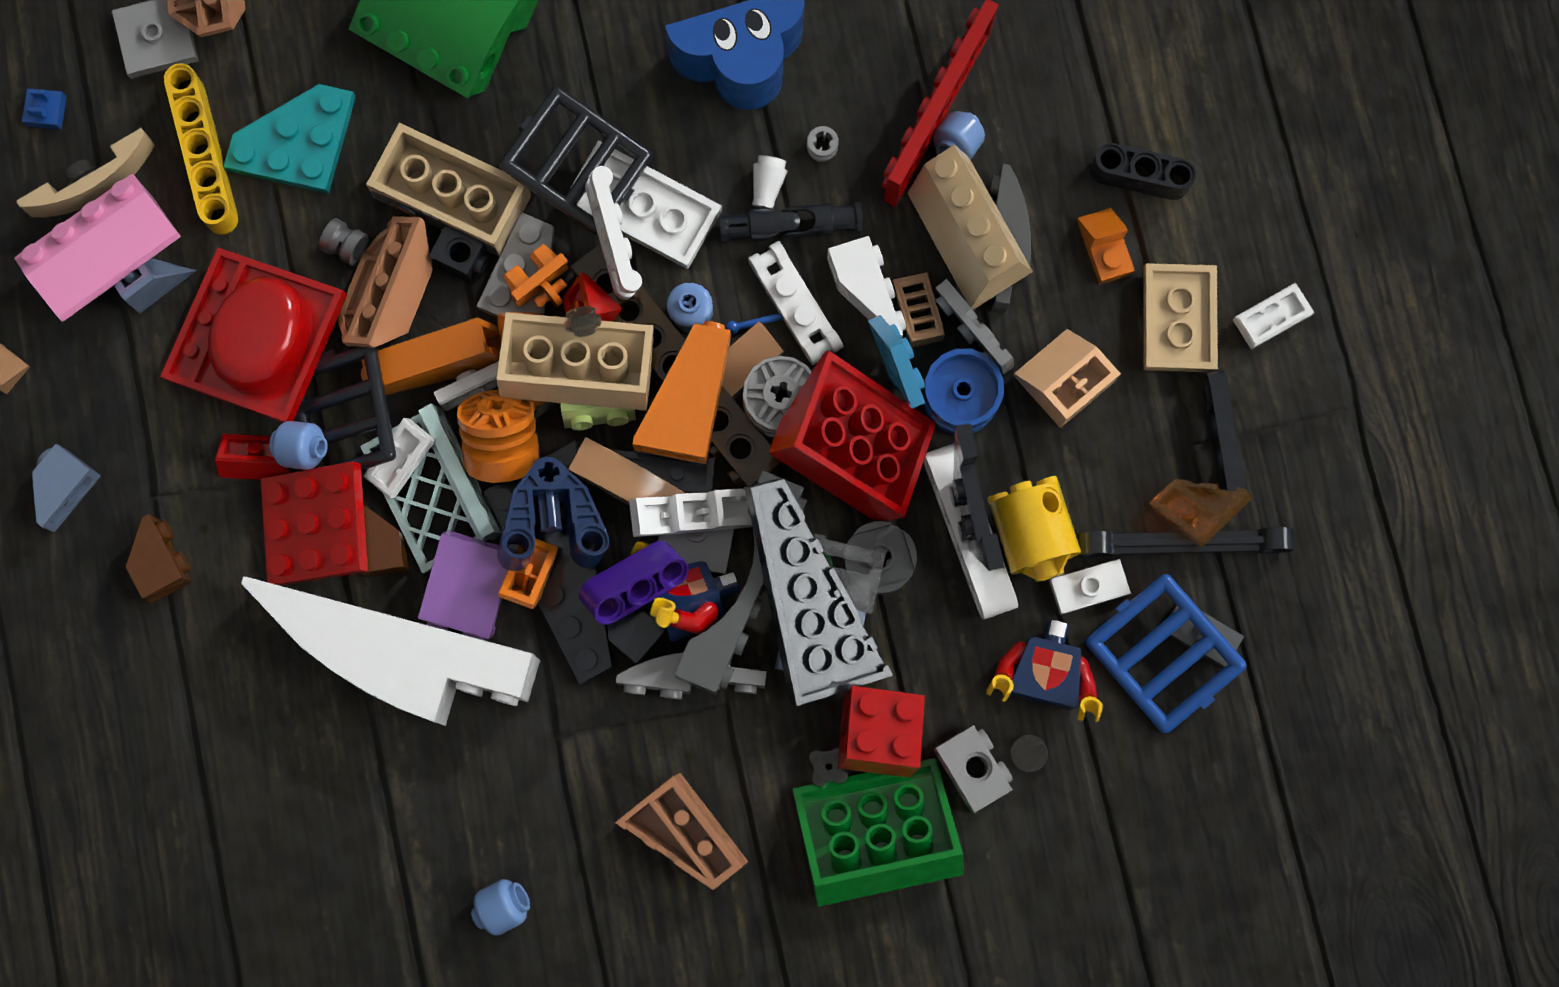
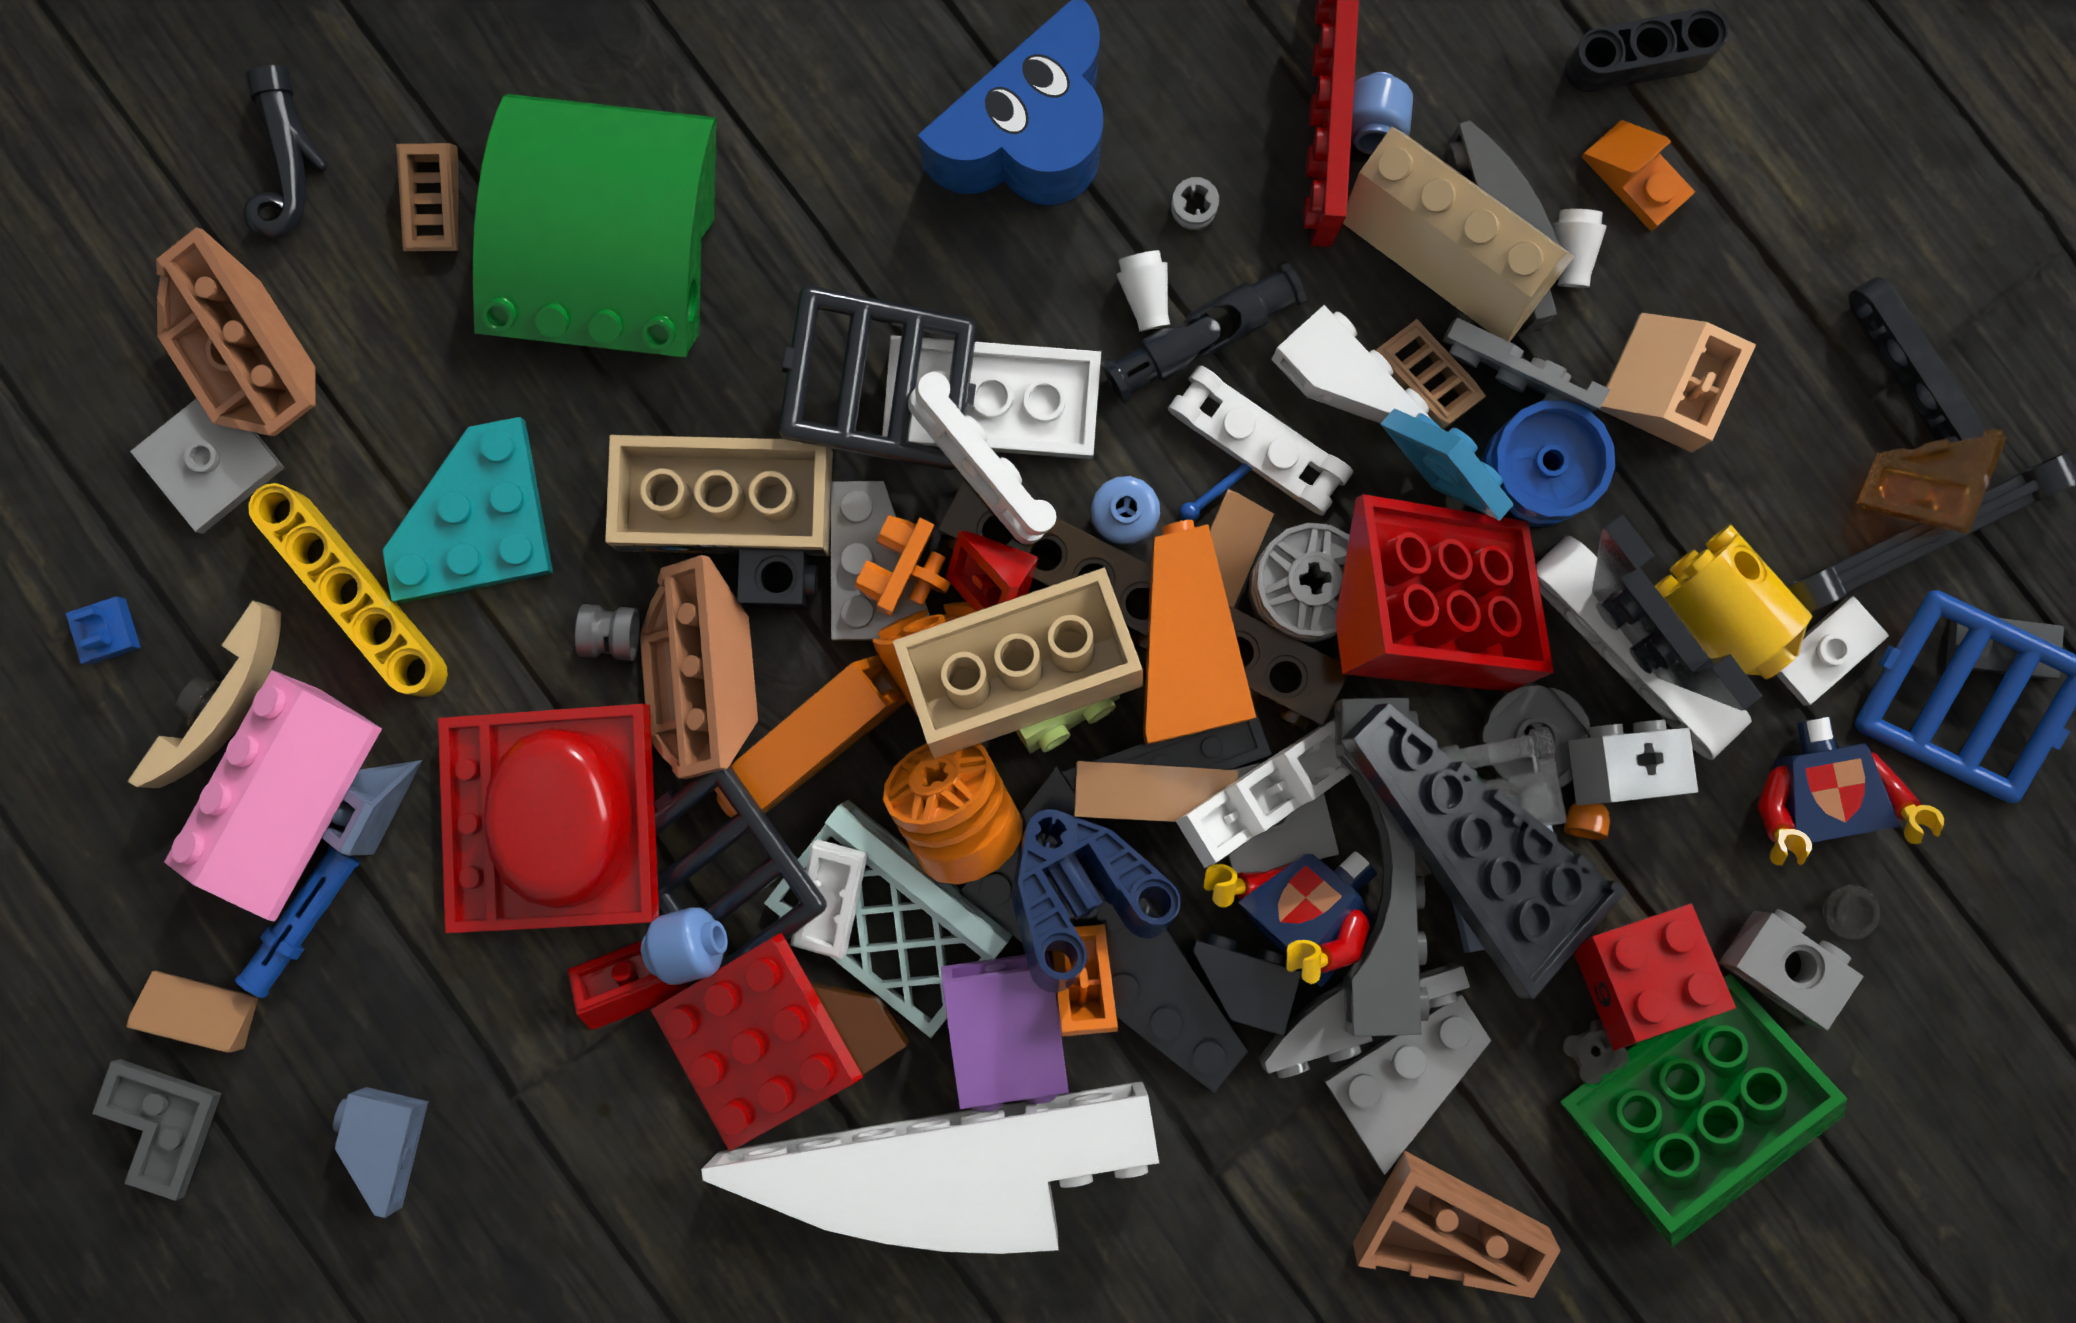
camera: 20 degrees left, 5 degrees up
(76, 330) = (285, 939): none -> blue pin
(154, 562) = (560, 1189): reddish brown slope -> none
(467, 385) = (875, 752): white plate -> none
(582, 321) = (1009, 608): clear smoke plate -> none
(633, 582) = (1235, 931): dark purple beam -> none
(703, 729) = (1406, 1078): none -> light grey wing
(889, 622) = (1588, 821): none -> orange hinge
(911, 596) = (1632, 765): none -> brick
(1046, 268) = (1581, 235): none -> white cone
(1180, 317) = (1785, 229): tan plate -> none
(1273, 316) = (1907, 172): white plate -> none

